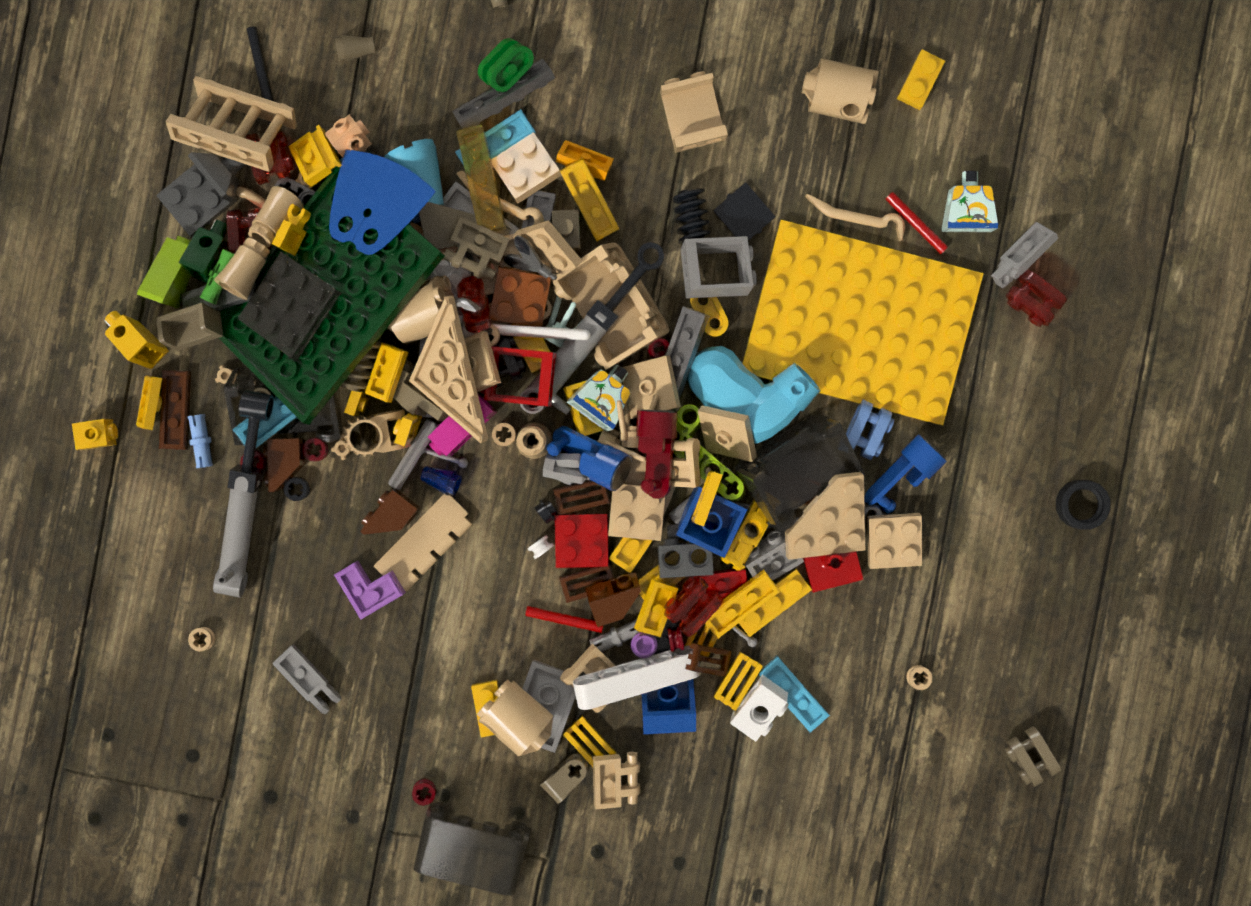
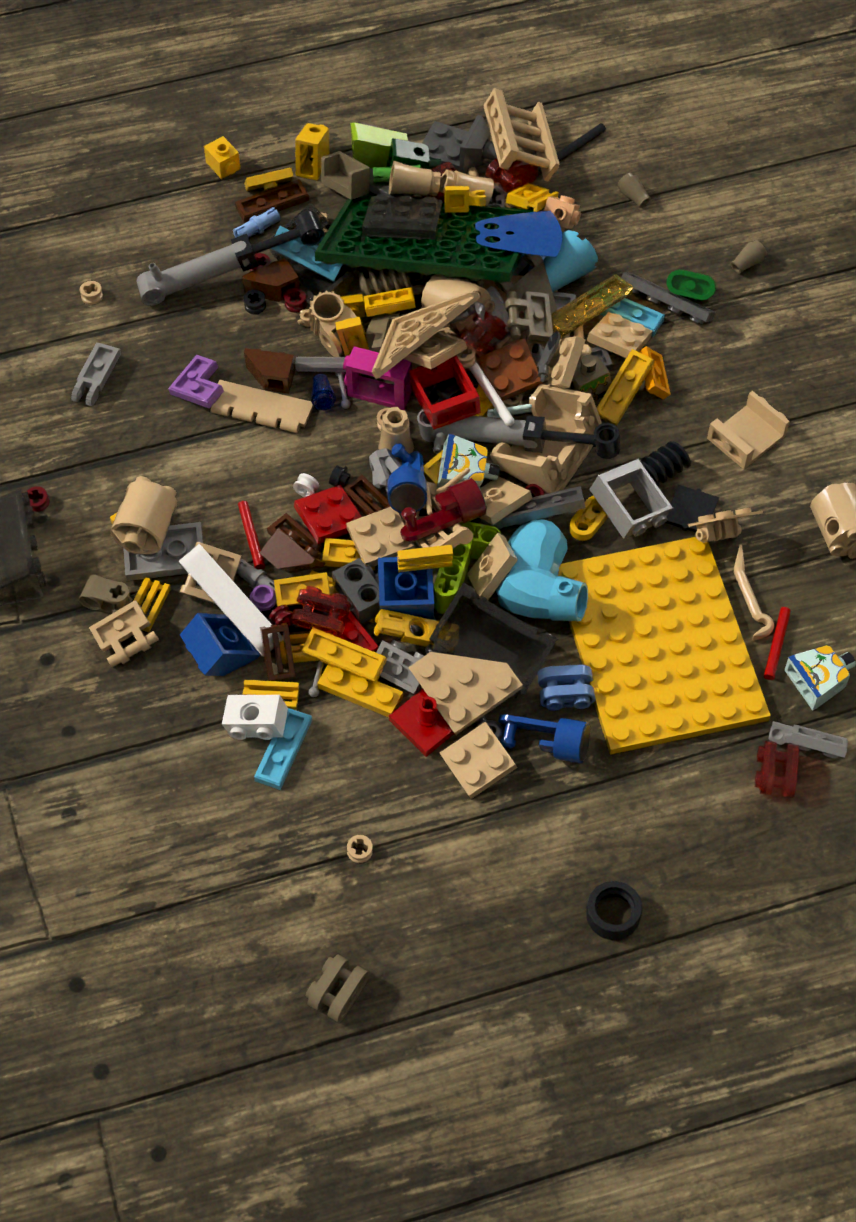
camera: 65 degrees right, 30 degrees down
(787, 200) = (721, 527): none -> tan hinge

